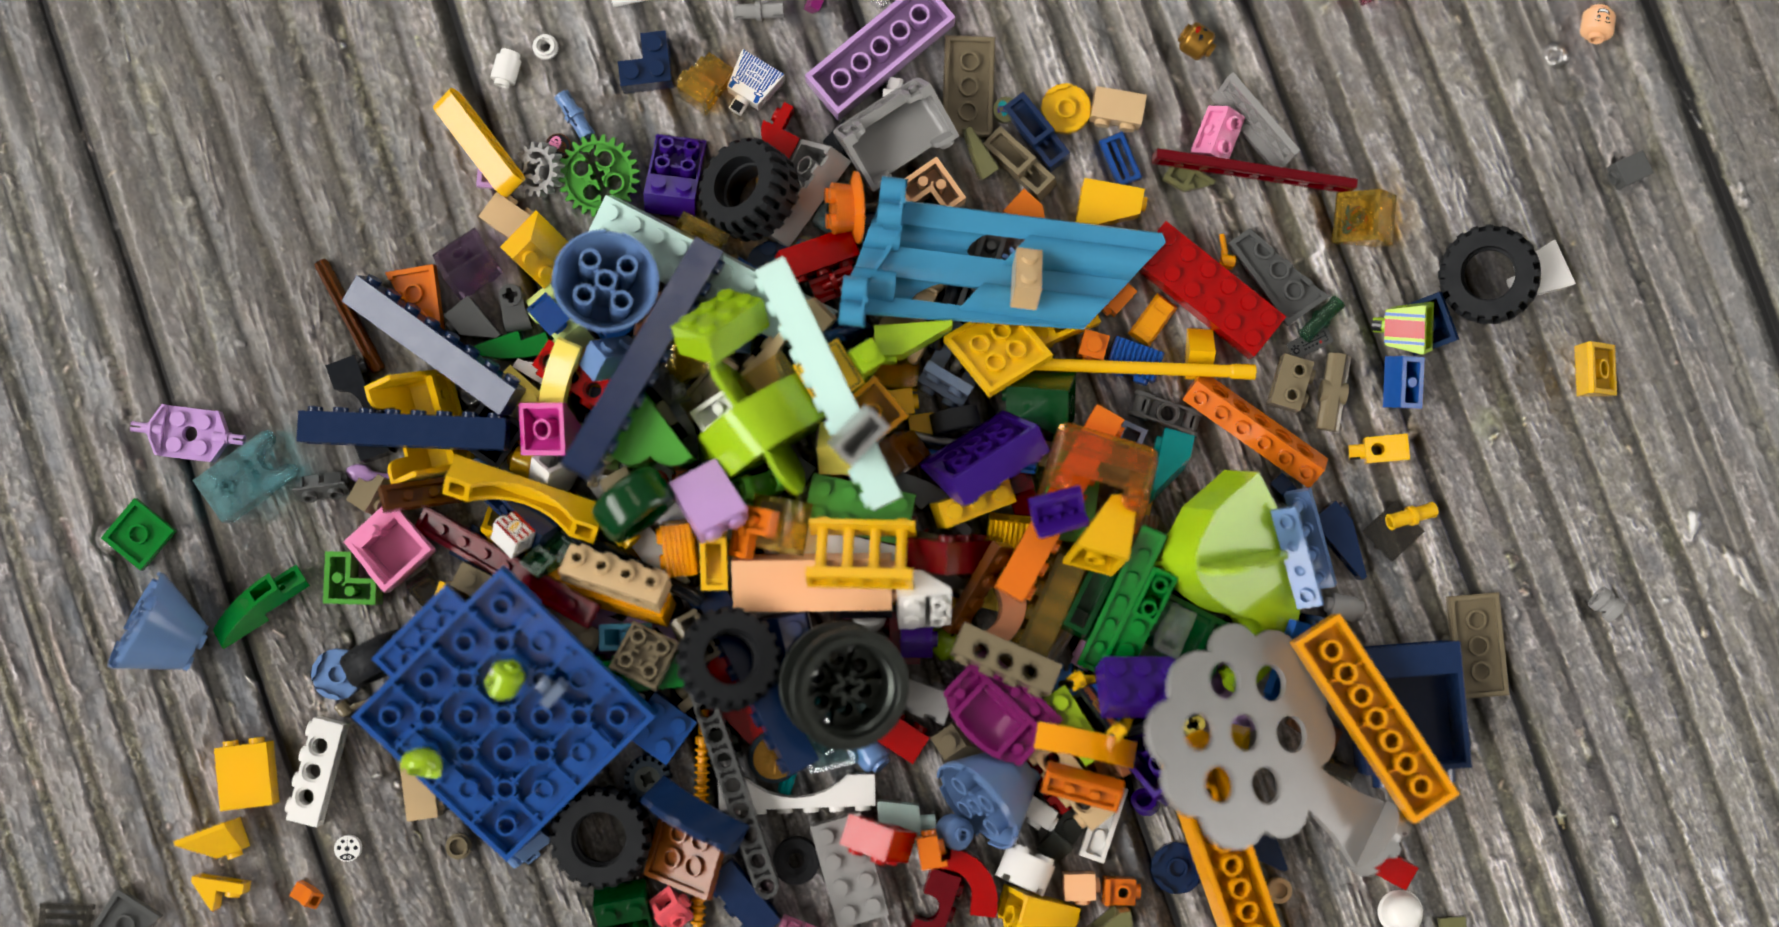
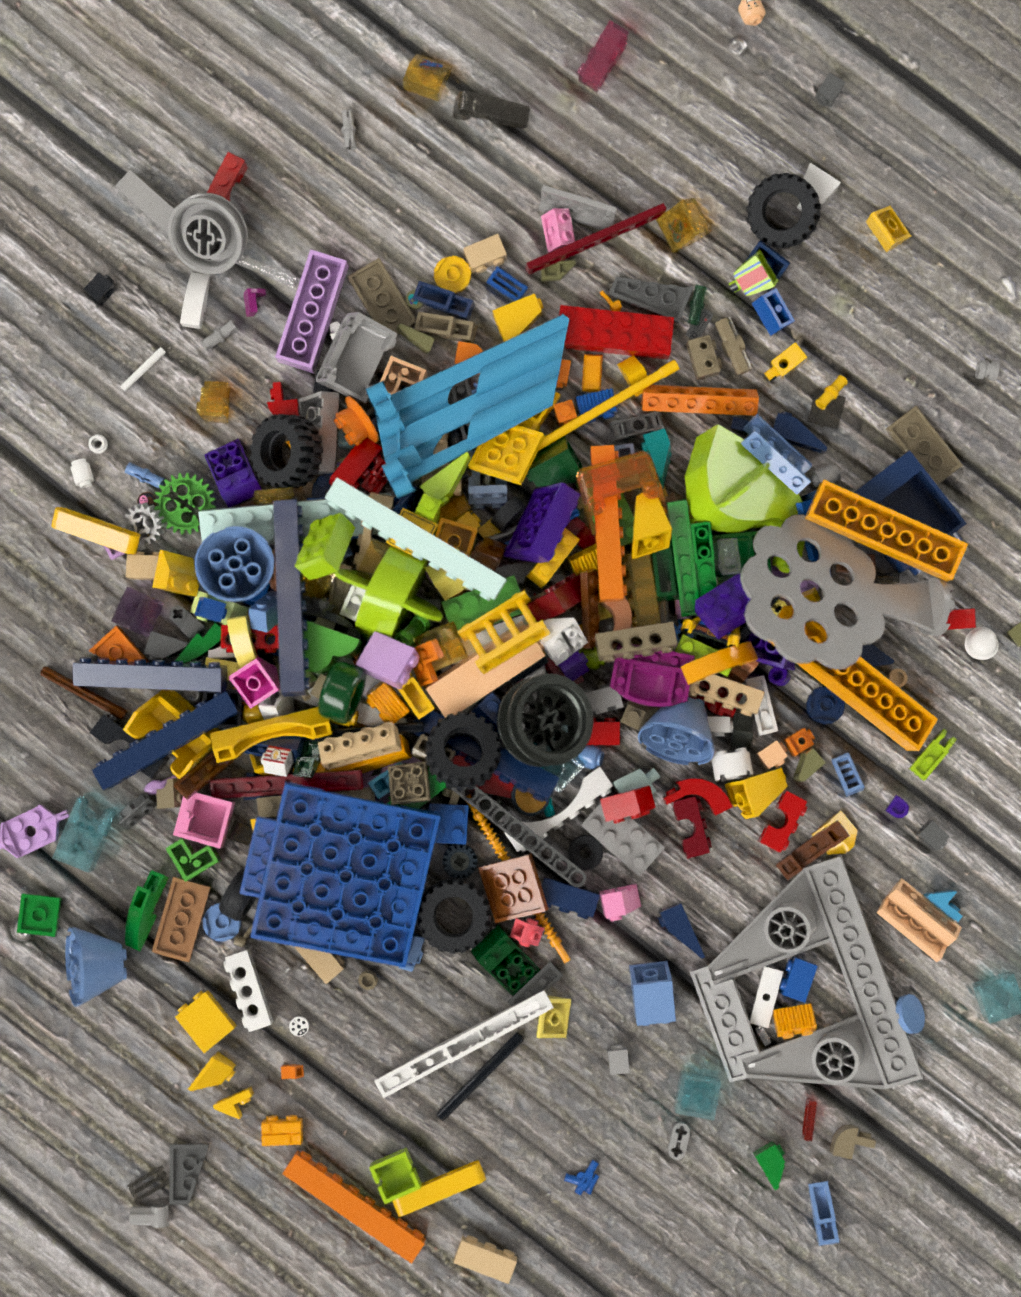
camera: 25 degrees left, 0 degrees up
(293, 642) = (181, 919): none -> medium nougat plate
(422, 763) = (314, 937): lime hair -> none
(504, 679) = (332, 851): lime head -> none
(551, 690) = (365, 840): sand blue tile -> none
(652, 70) = (176, 415): dark blue brick -> none
(694, 816) = (504, 862): dark blue windscreen -> none
(752, 83) = (244, 383): white torso -> none
(858, 435) = (455, 557): light grey brick -> none
(930, 850) = (665, 790): orange brick -> none
(955, 831) = (672, 771): medium blue head -> none
(1026, 278) = (496, 395): tan brick -> none
(1058, 512) = (609, 528): dark purple bracket -> none
(1082, 786) = (734, 689): orange slope -> none
(1196, 41) = (507, 180): pearl gold head -> none

